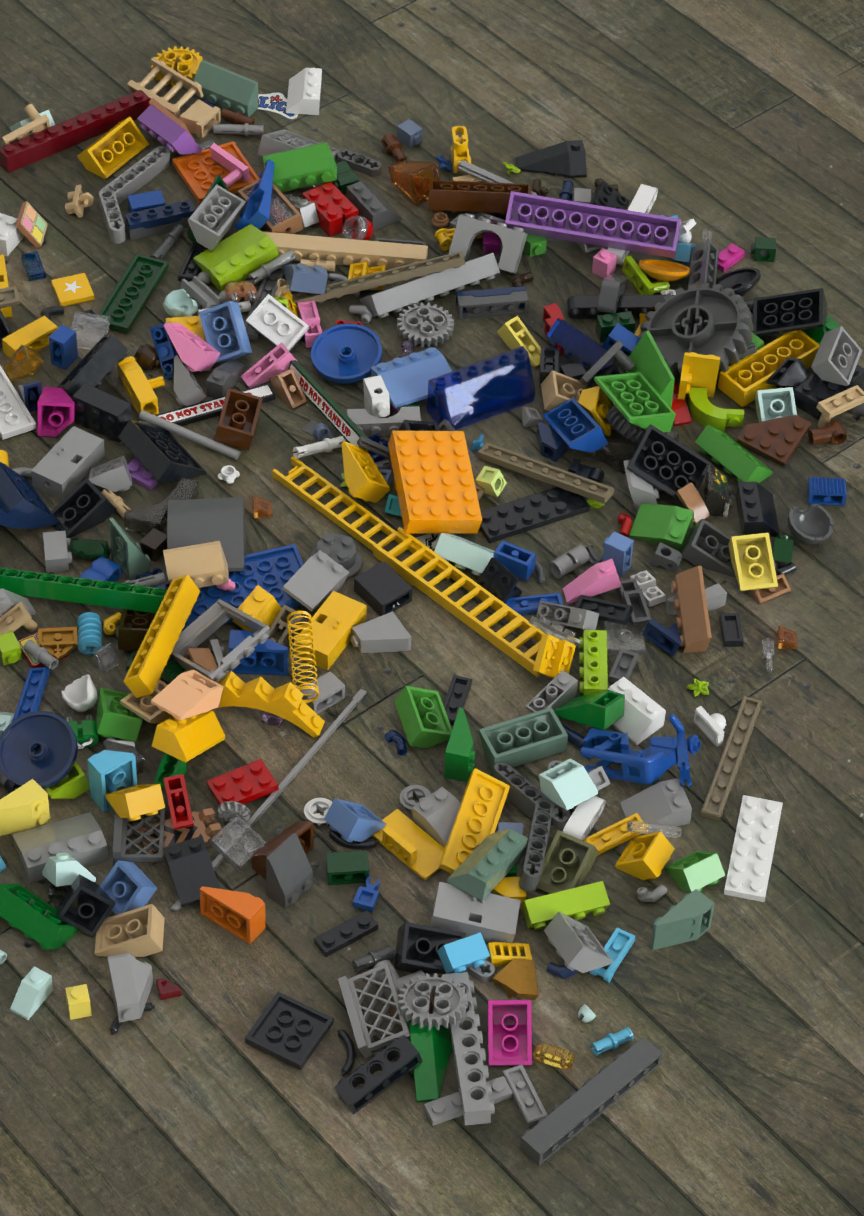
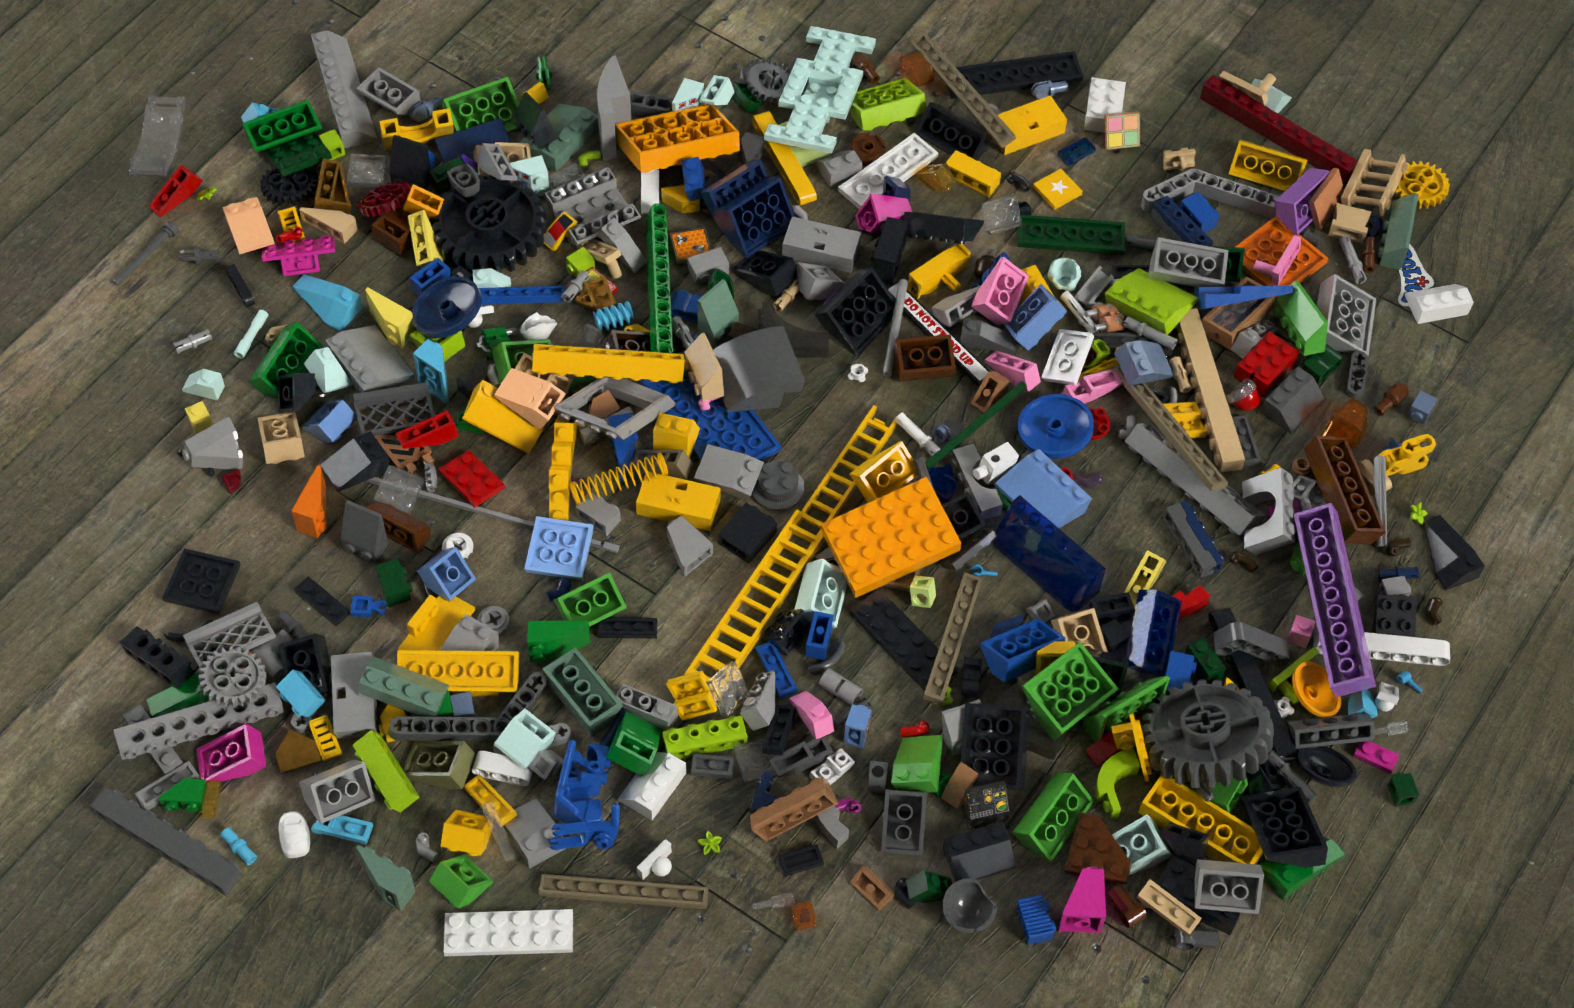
camera: 75 degrees right, 10 degrees up
(22, 558) = (689, 243): none -> tile
(63, 347) = (965, 198): blue brick -> none
(137, 801) = (414, 395): yellow slope -> none
(261, 507) = (824, 409): clear orange slope -> none
(352, 729) = (559, 548): none -> light blue plate
(425, 324) = (1116, 479): light grey gear -> none
(543, 1075) = (185, 795): none -> green slope
(588, 1014) = (273, 818): light aqua hinge -> none
(610, 995) = (294, 835): none -> white piece
(614, 352) = (1139, 662): dark grey piece -> none
(753, 561) = (888, 858): light yellow slope -> none
(821, 451) = (1086, 904): none -> dark pink slope

